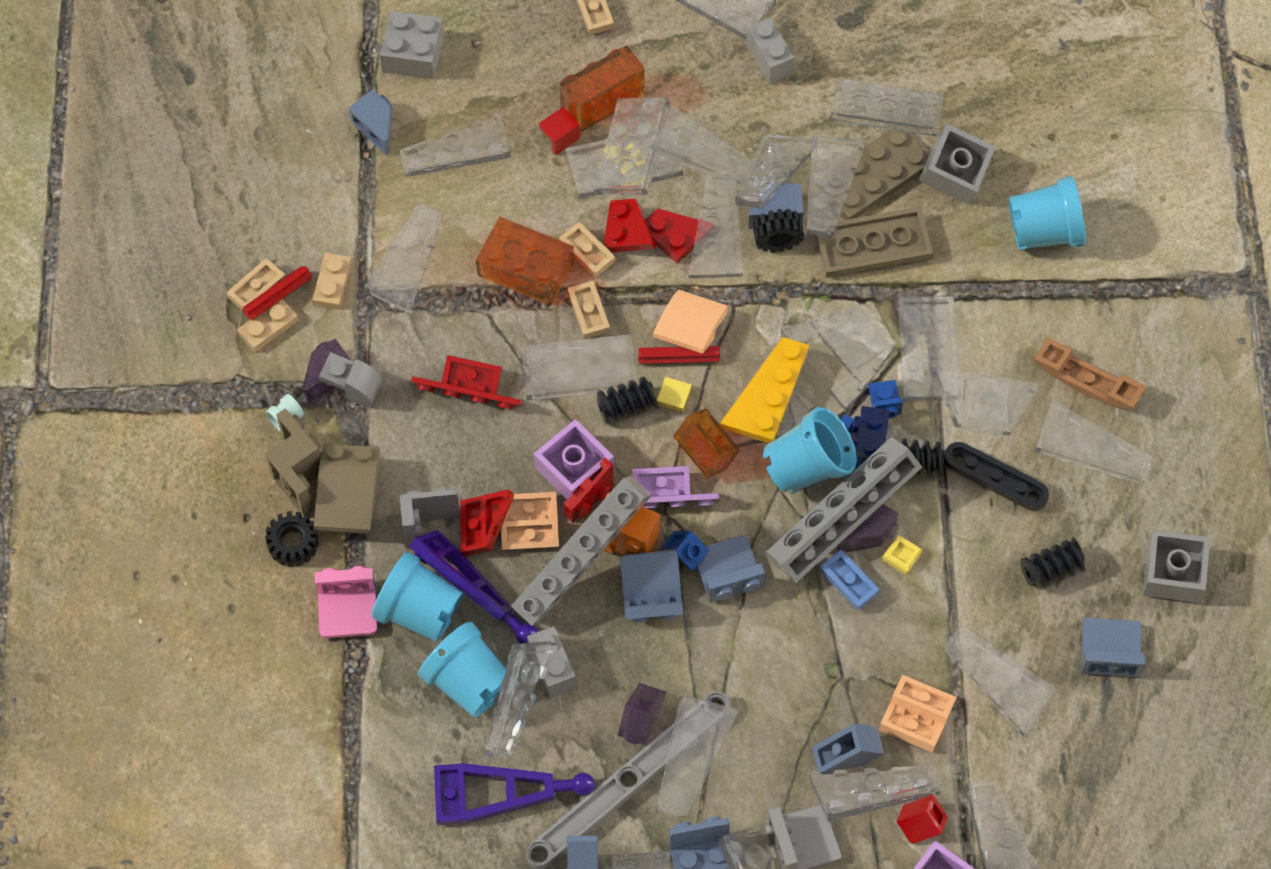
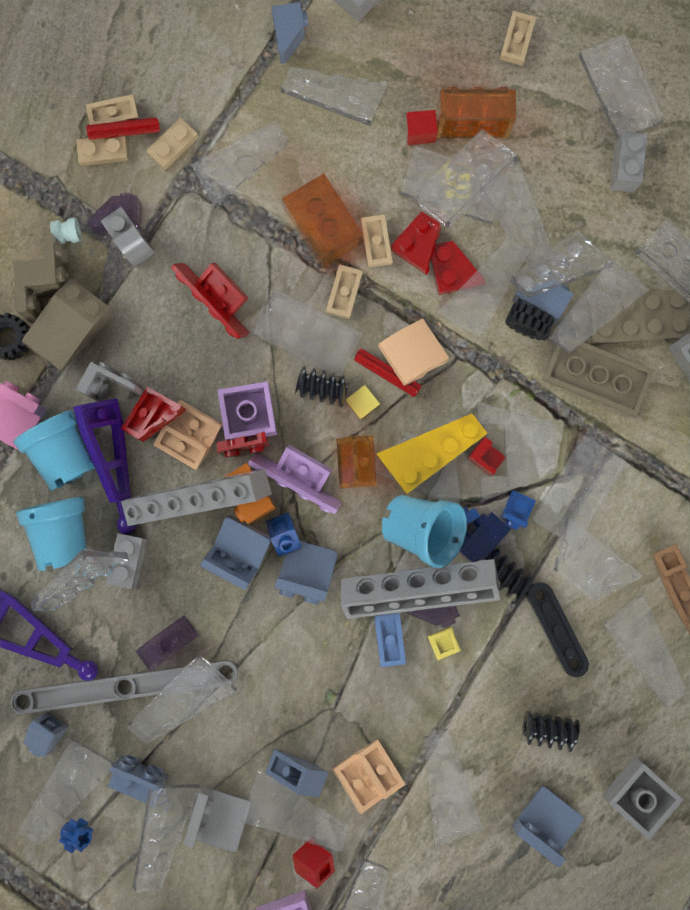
camera: 30 degrees right, 20 degrees up
(822, 372) = (486, 457): none -> red panel

